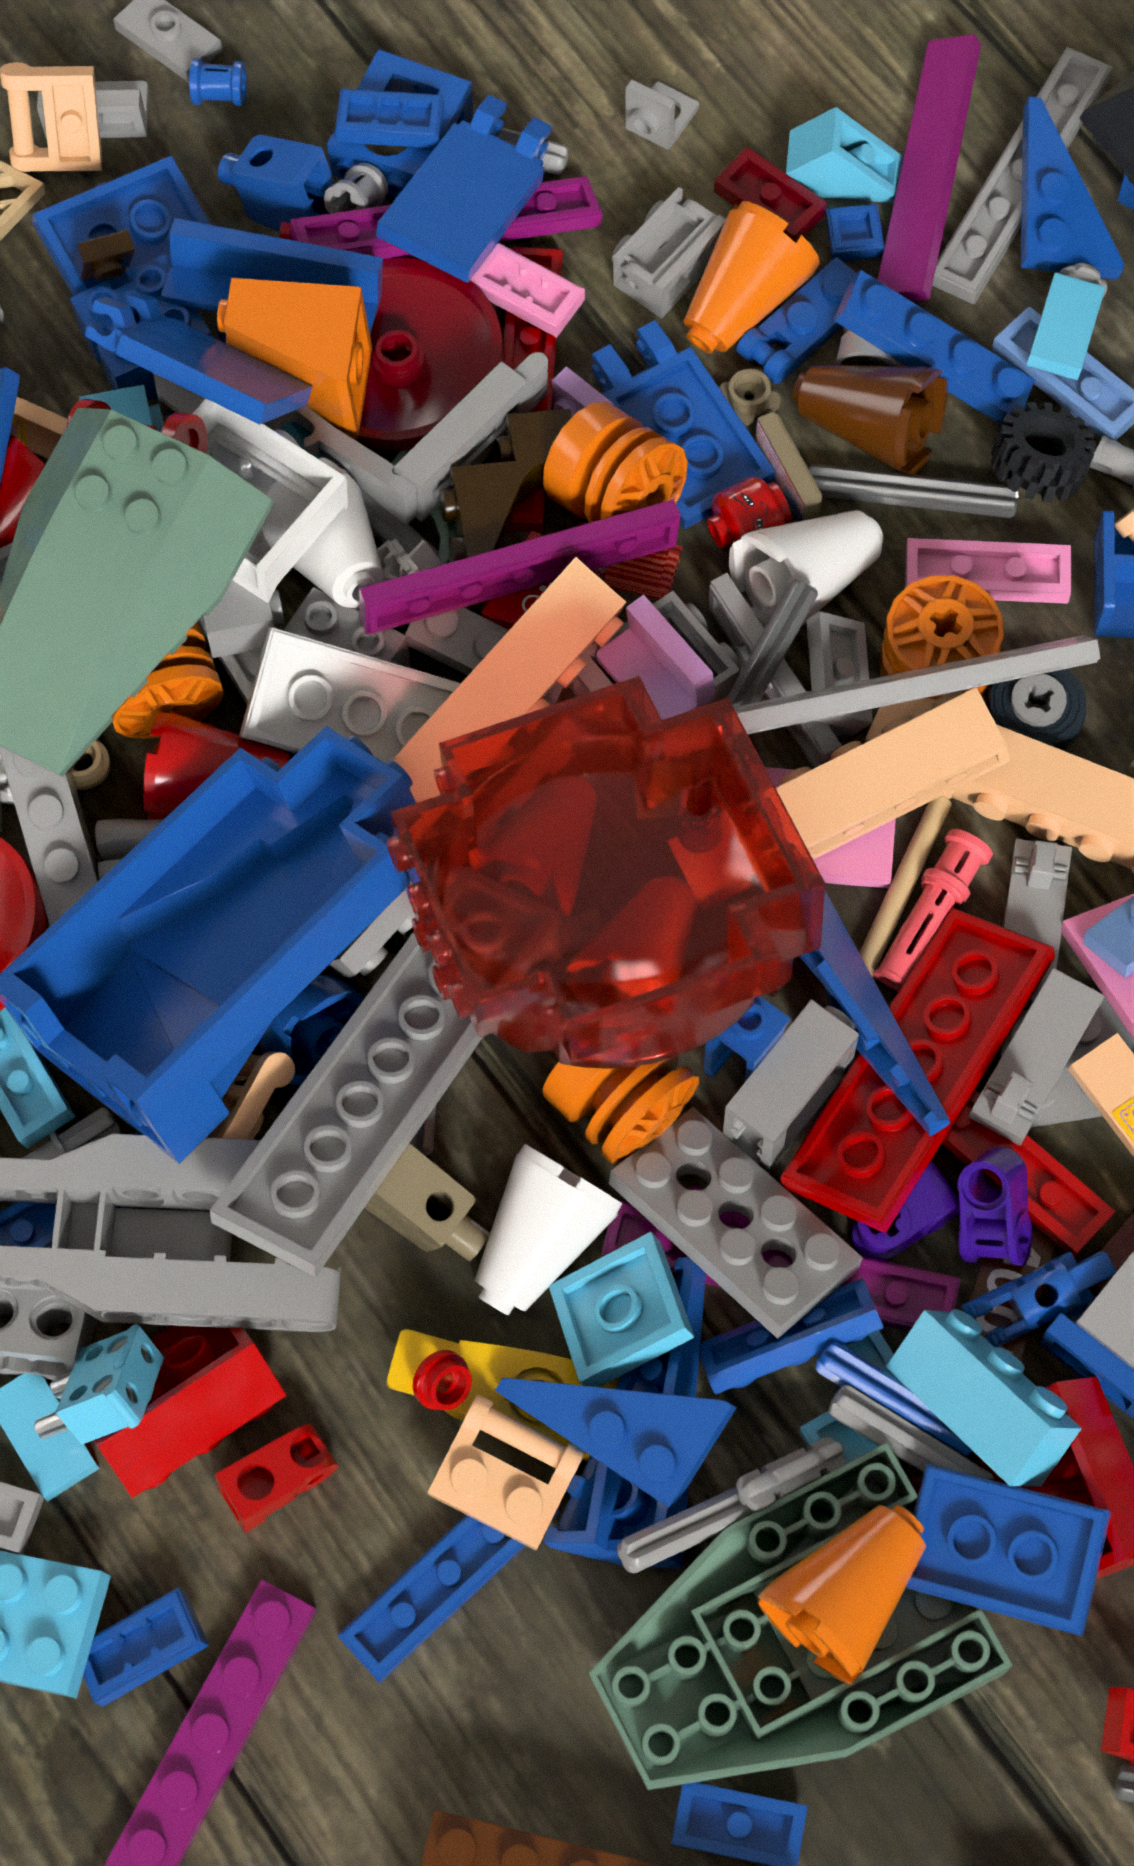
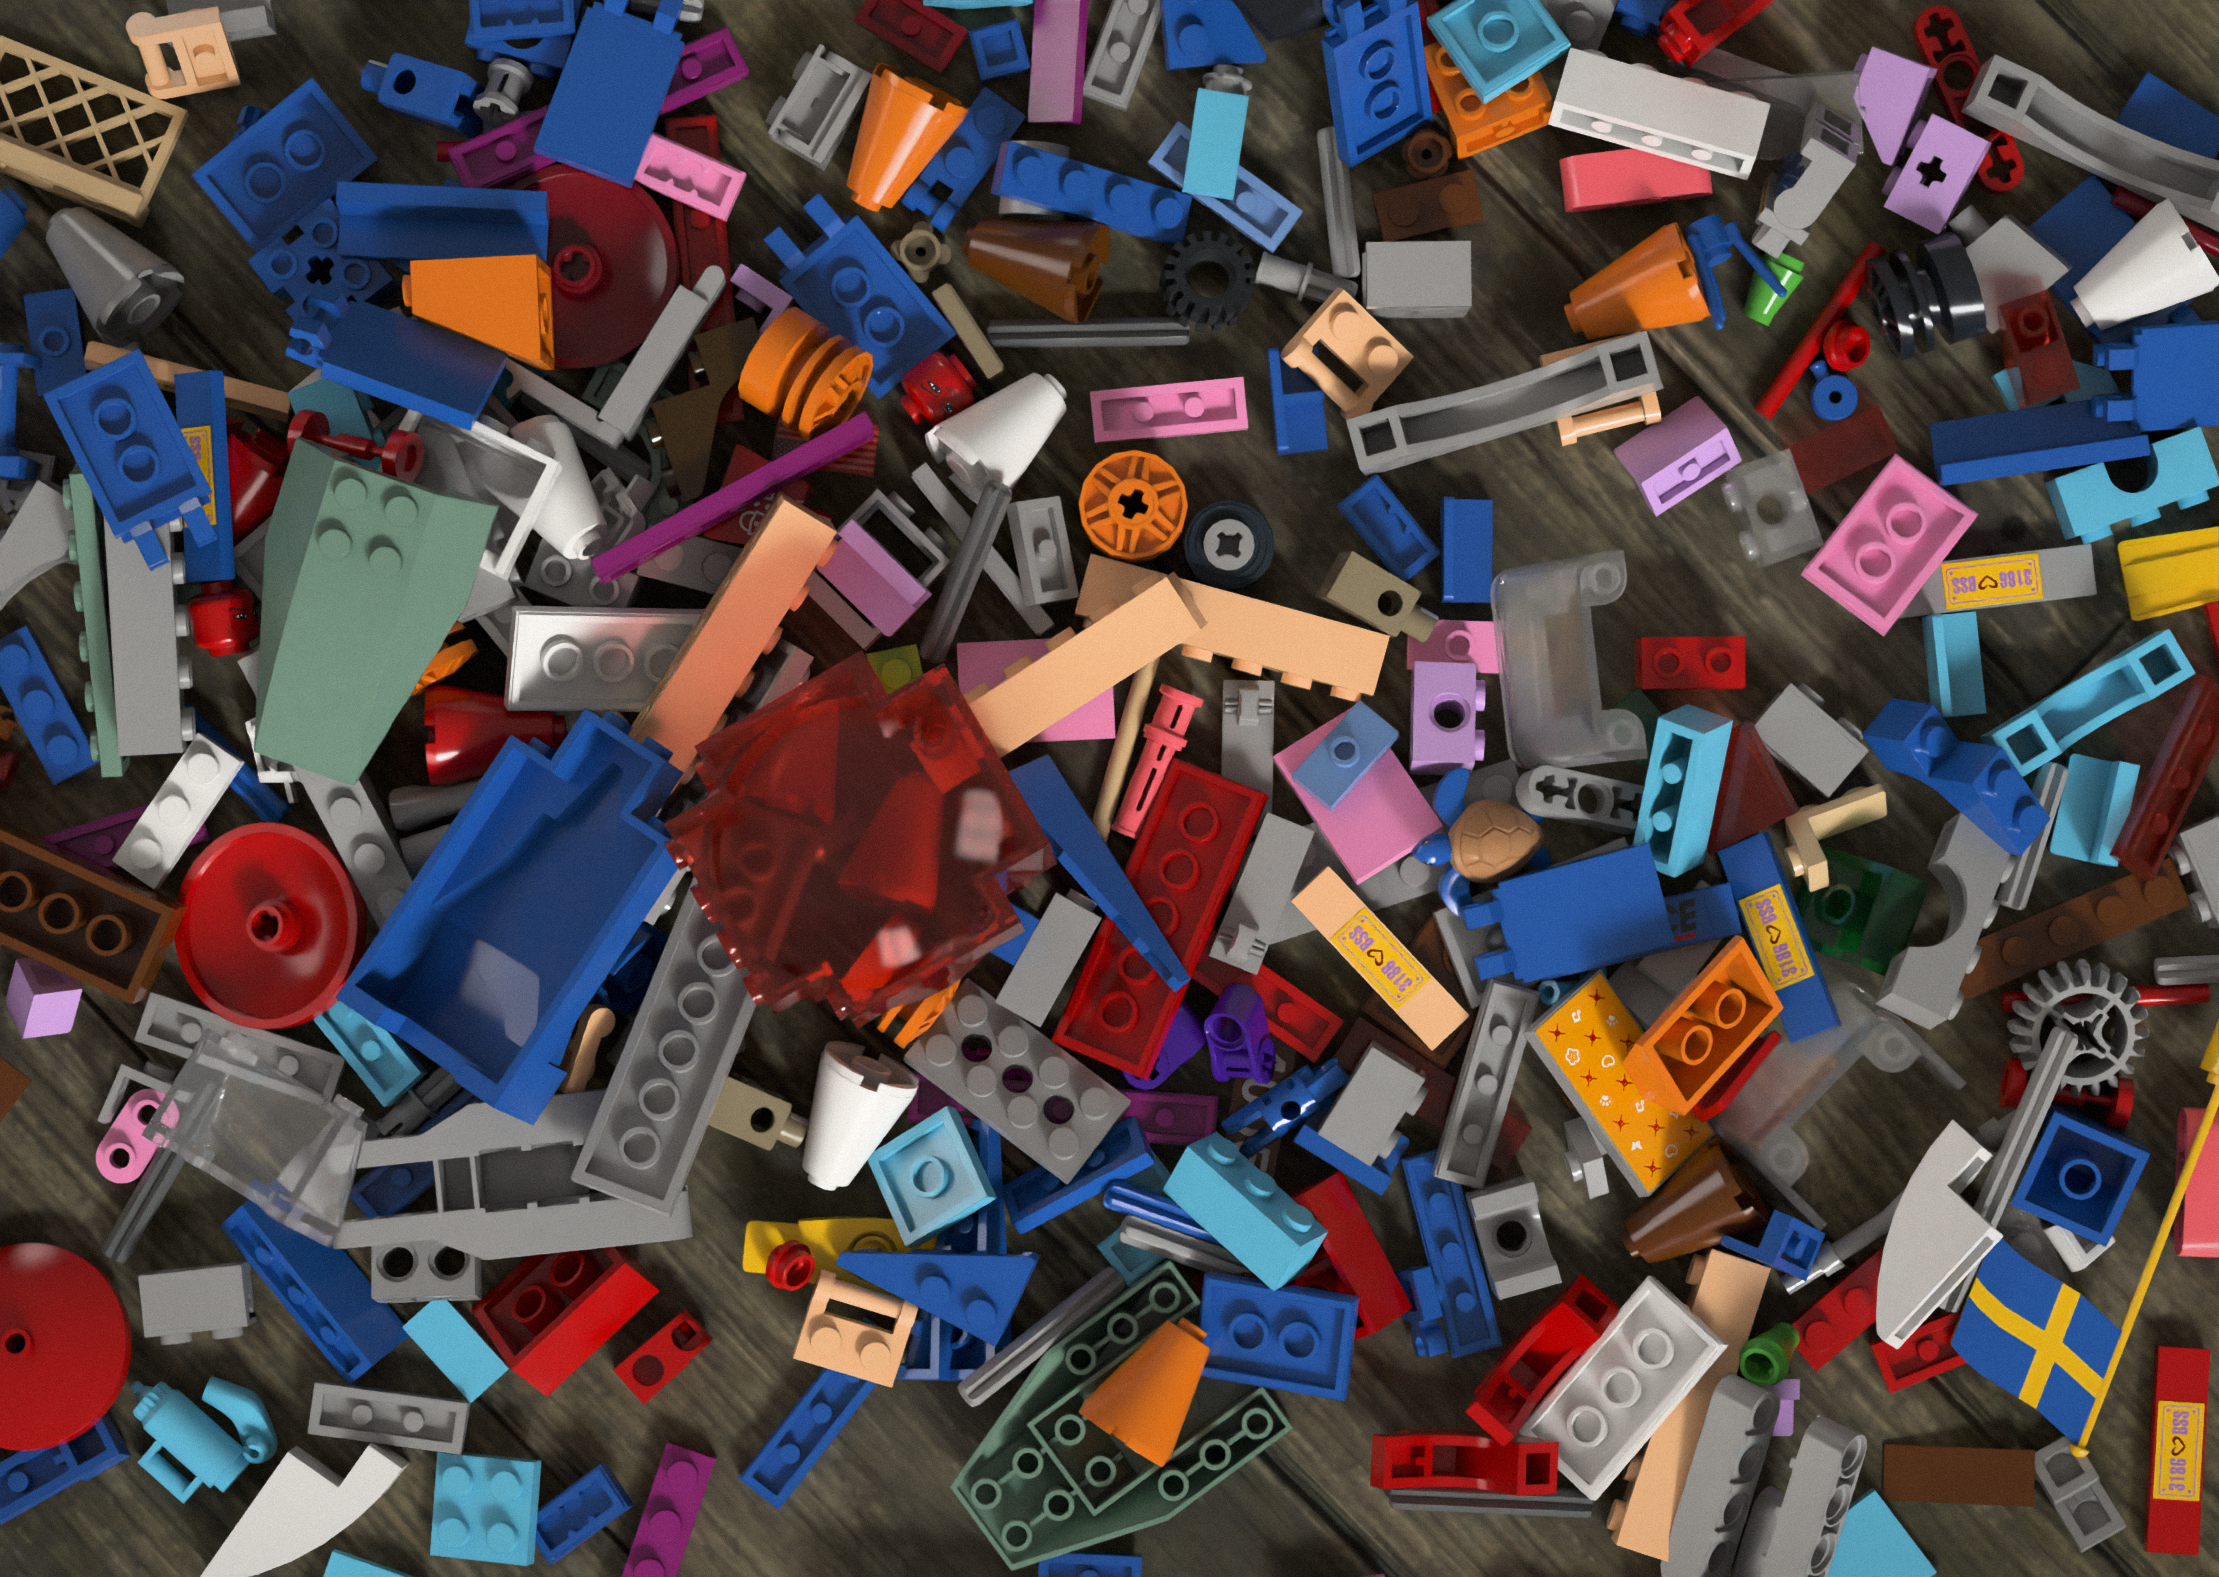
camera: 10 degrees left, 20 degrees up
(104, 256) = (273, 215): dark brown plate -> none
(105, 1388) = (507, 1316): medium azure piece -> none
(790, 1473) = (1093, 1296): light grey axle -> none
(918, 684) = (1071, 591): light grey tile -> none

